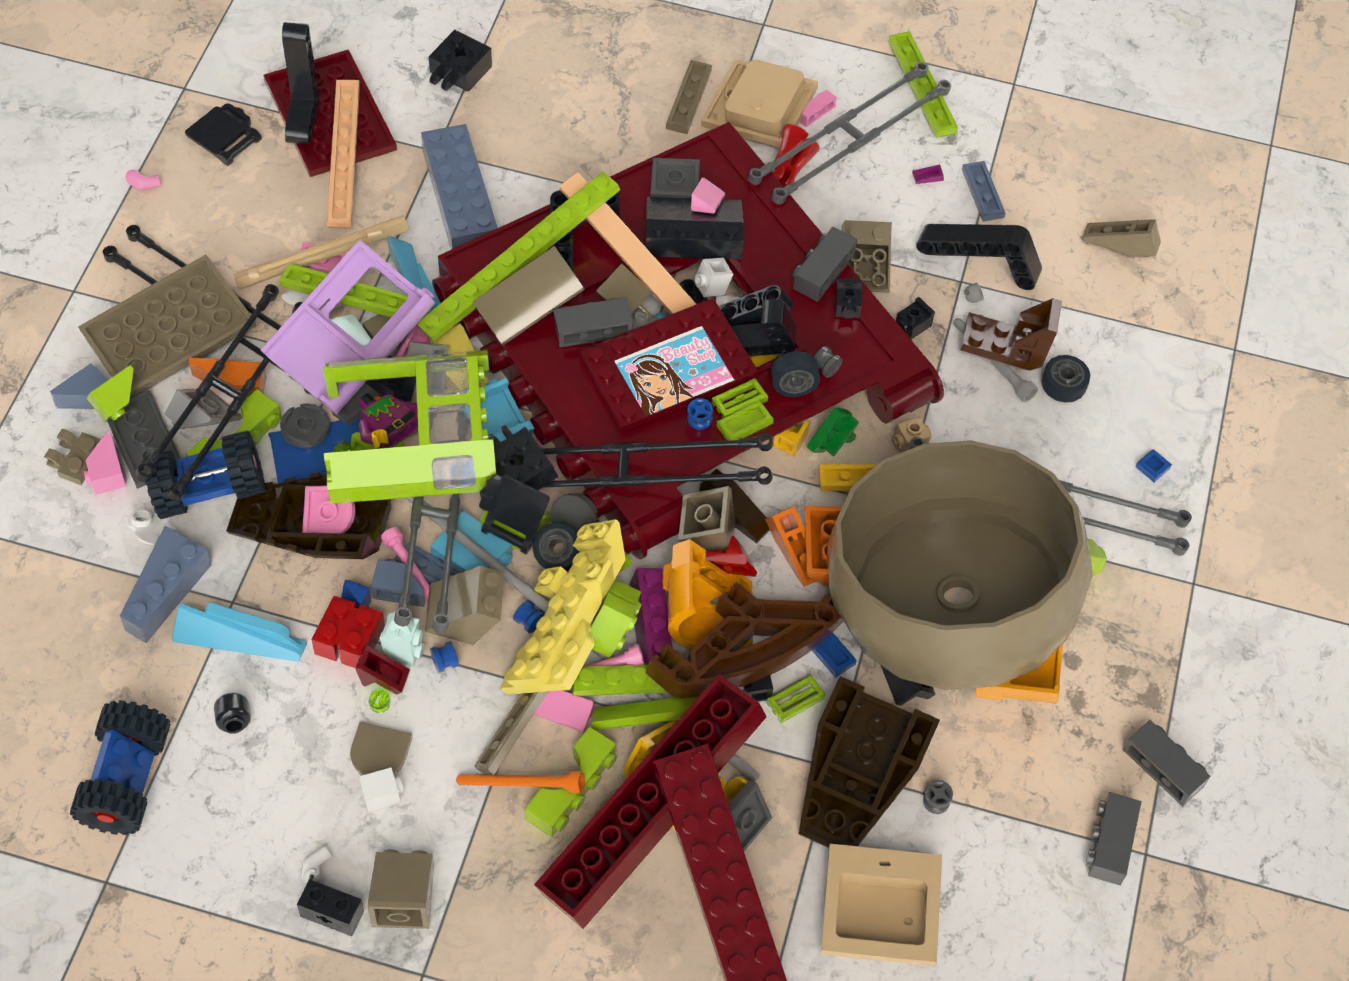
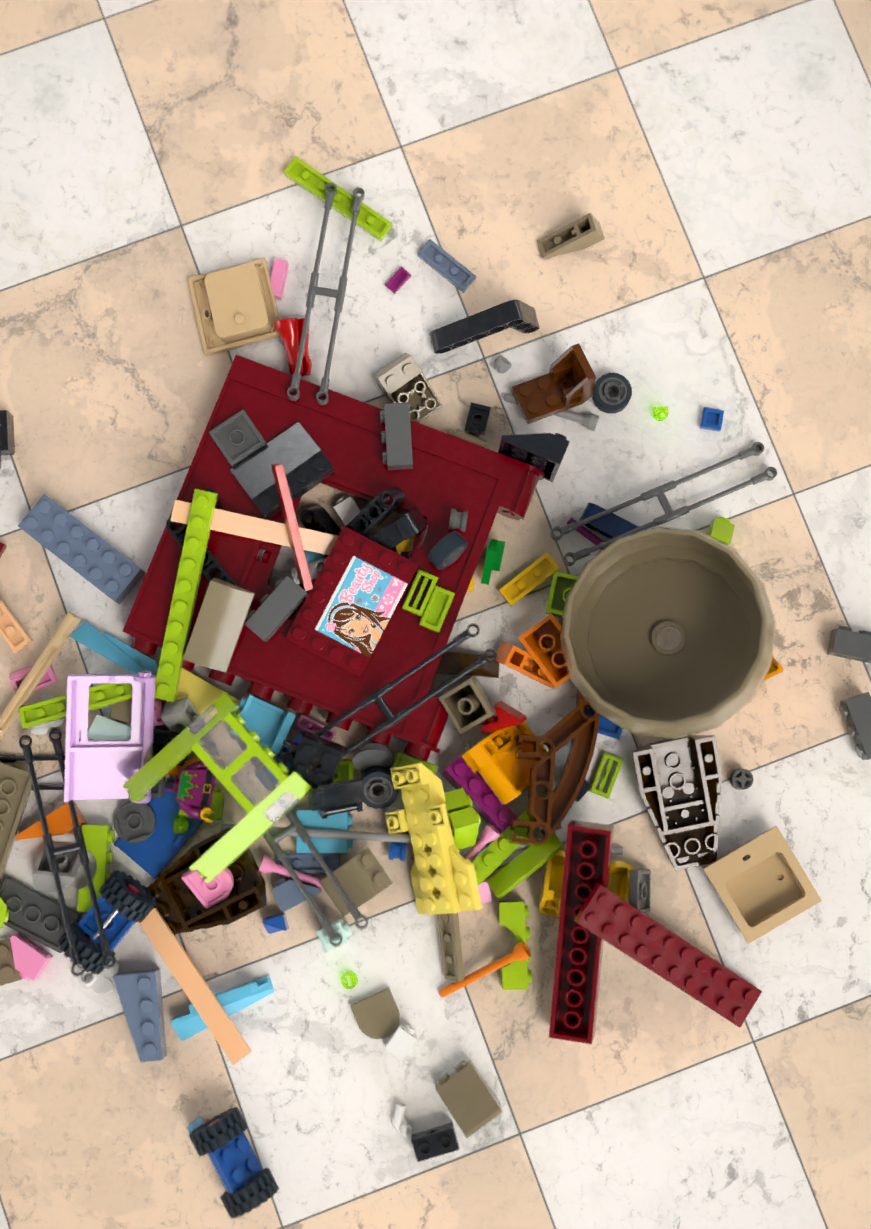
camera: 35 degrees left, 25 degrees up
(230, 589) = (195, 987): none -> light nougat tile
(232, 713) = (266, 1064): black head -> none
(347, 628) = (293, 953): red piece -> none
(382, 670) = (337, 963): dark red slope -> none
(444, 657) = (372, 920): blue wheel -> none
(625, 284) = (274, 561): dark tan piece -> none
(665, 259) = (292, 526): none -> tile
(688, 97) = (178, 337): dark tan tile -> none
(700, 407) = (406, 625): blue wheel -> none
(706, 197) = (276, 442): bright pink slope -> none
(713, 277) = (324, 500): white brick -> none
(848, 298) = (435, 463): black brick -> none
(907, 430) = (541, 528): tan brick -> none
(955, 356) = (539, 450): none -> black slope
(1103, 425) = (660, 413): none -> clear neon green hinge

